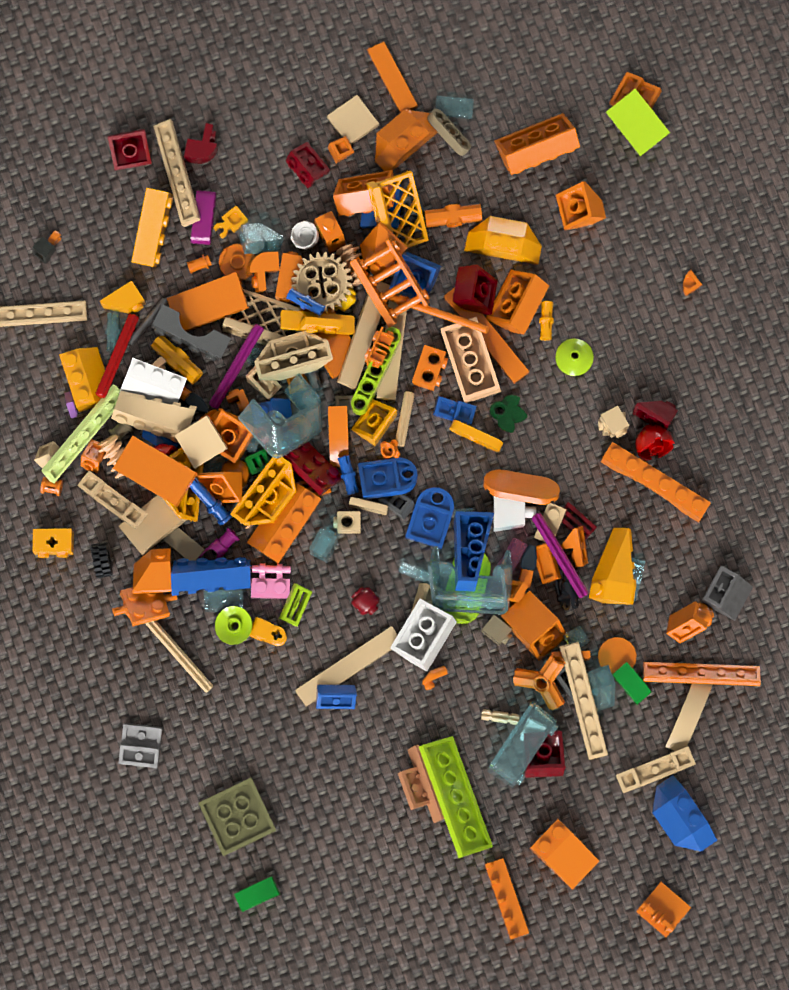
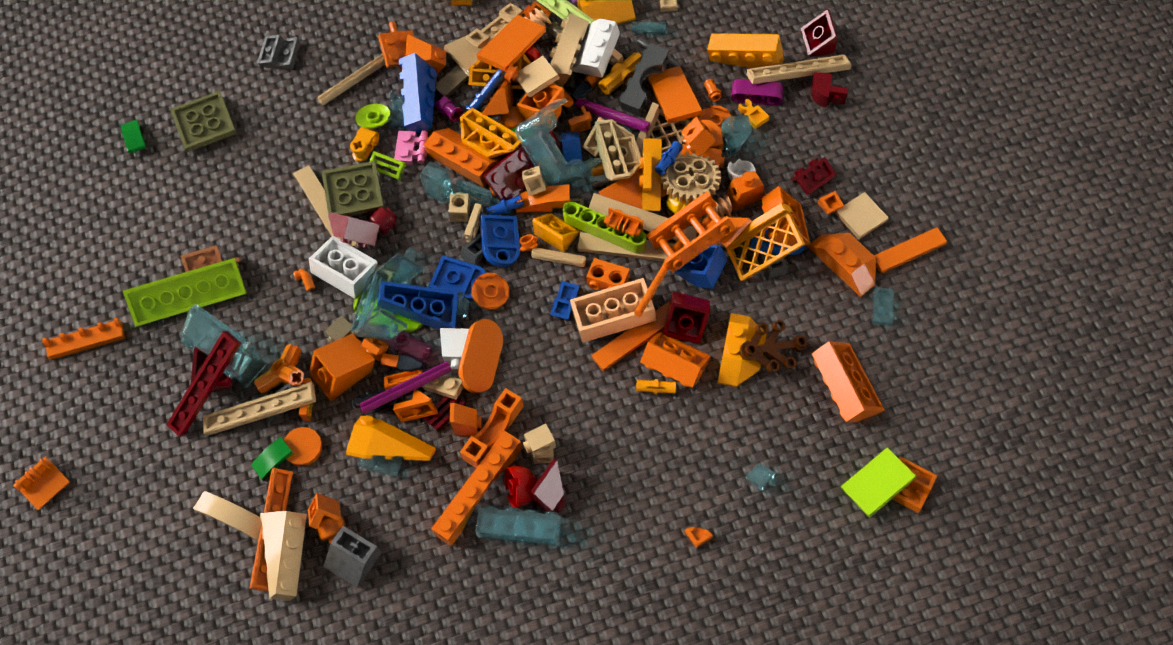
camera: 95 degrees right, 15 degrees down
(101, 560) = (439, 23): black tyre -> none
(117, 356) = (626, 27): red axle -> none
(125, 299) = (678, 34): light orange slope -> none
(200, 466) = (511, 73): none -> orange plate
(278, 272) = (697, 136): none -> orange brick
(329, 508) = (475, 192): none -> clear light blue tile
(330, 440) = (534, 180): none -> tan brick
(331, 635) = (353, 189): none -> olive plate
(336, 697) = (298, 196): blue slope -> none
(382, 626) = (353, 229): none -> slope
(446, 484) = (490, 291): none -> orange tile
(453, 215) = (765, 299): orange piece -> none
(455, 138) = (846, 298): dark tan beam -> none
(476, 436) = (537, 318): light orange beam -> none
(497, 716) = (259, 333): tan axle -> none
(511, 413) = (560, 352): dark green plate -> none
(514, 227) = (772, 348): none -> reddish brown plant
(564, 854) = (115, 389): orange slope -> none
(568, 750) = (203, 383): none -> dark red plate
(573, 366) = (618, 423): lime dish -> none
(577, 635) = (324, 407): clear light blue plate -> none
(580, 206) = (779, 422): orange slope -> none
(590, 497) = (464, 420): none -> orange slope
(602, 687) = (270, 426): clear light blue slope -> none
(607, 478) = (502, 416): none -> orange arch
(632, 226) = (760, 476): none -> clear light blue slope
(655, 770) = (180, 477): tan slope -> none
(681, 816) = (129, 502): blue wedge -> none
(691, 441) = (519, 526): none -> clear light blue brick
(726, 654) = (283, 551): none -> tan wedge

